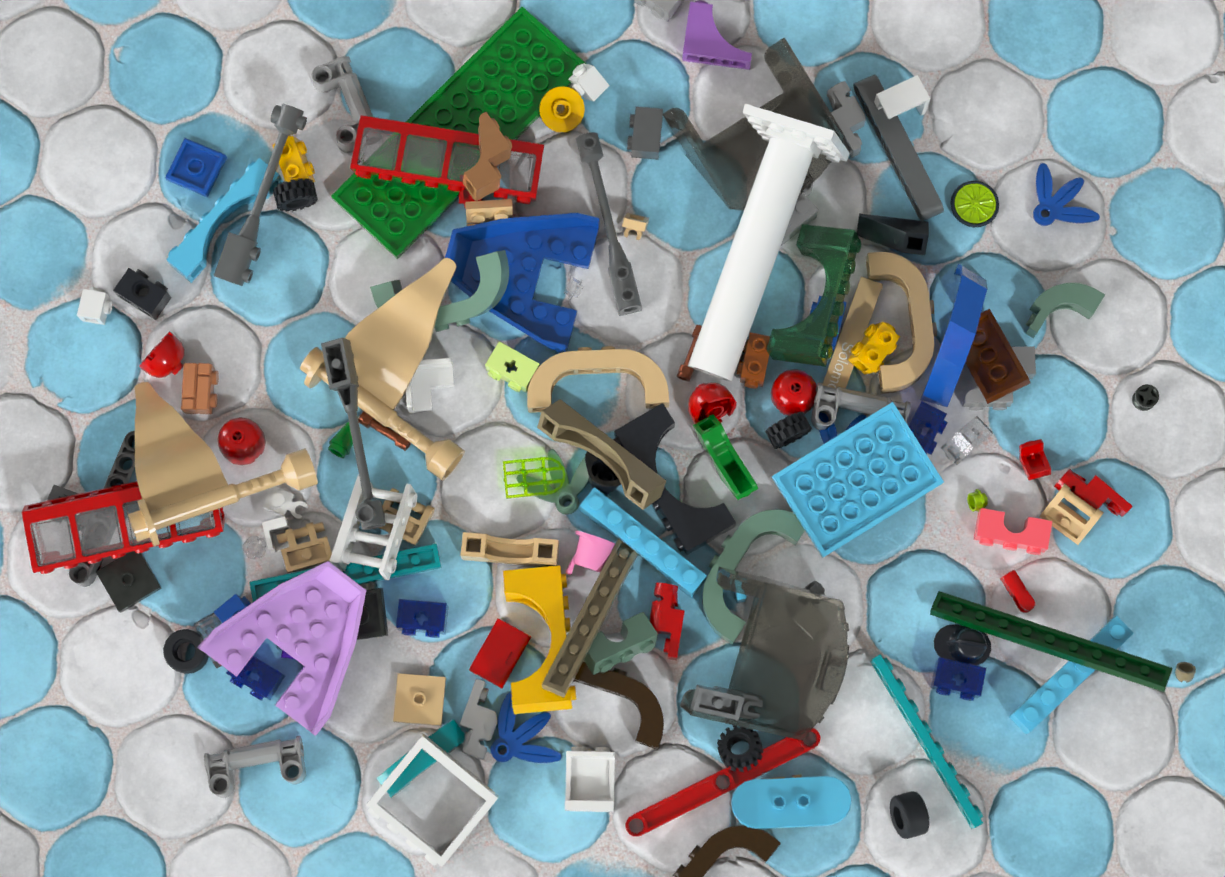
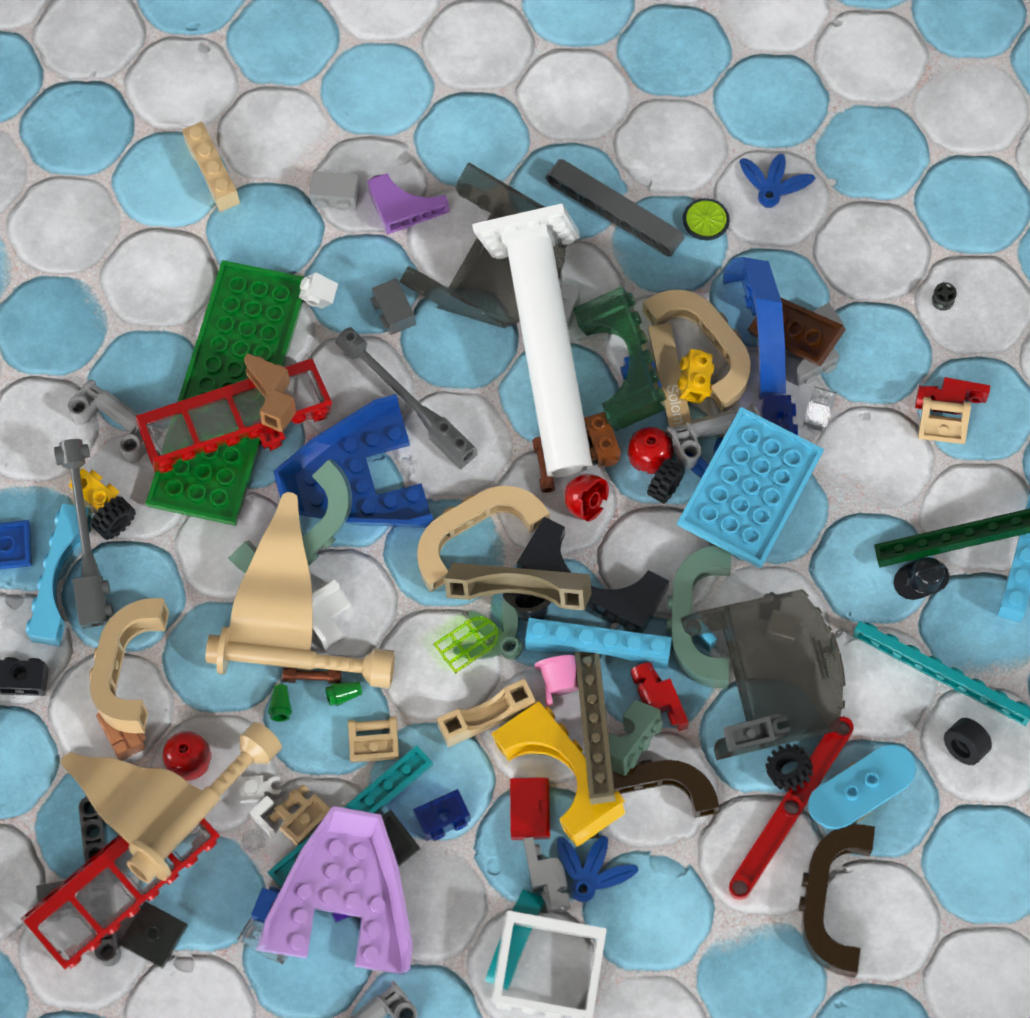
camera: 30 degrees left, 10 degrees down
(164, 357) = (74, 720): red cylinder -> none
(171, 656) = (249, 981): black tyre -> none
(221, 320) = (121, 628): none -> tan arch
(267, 683) = (335, 957): clear blue brick -> none
(344, 380) = (257, 646): dark grey bar -> none
(350, 532) = (330, 756): white fence -> none
(401, 461) = (342, 692): none -> green cone
(419, 699) = (482, 889): tan plate -> none
(489, 210) = (294, 439): tan plate -> none
(505, 357) = (384, 553): yellowish green brick -> none
(572, 112) = (317, 323): yellow dish -> none
(590, 780) = (675, 871): white panel -> none
(636, 223) = (429, 384): tan tile -> none
(725, 458) = (631, 536): green arch -> none
(847, 115) = (553, 196): light grey plate -> none
(895, 233) = (655, 275): black slope -> none
(903, 98) = (596, 160): white panel -> none
(971, 675) = (943, 597): clear blue brick -> none
(977, 500) = (859, 453): lime plate -> none
(991, 530) = (887, 469): coral arch -> none
(1018, 591) = (940, 508): red bar -> none
(1034, 459) = (885, 395): red bracket -> none
(1069, 296) = (831, 249): sand green arch -> none

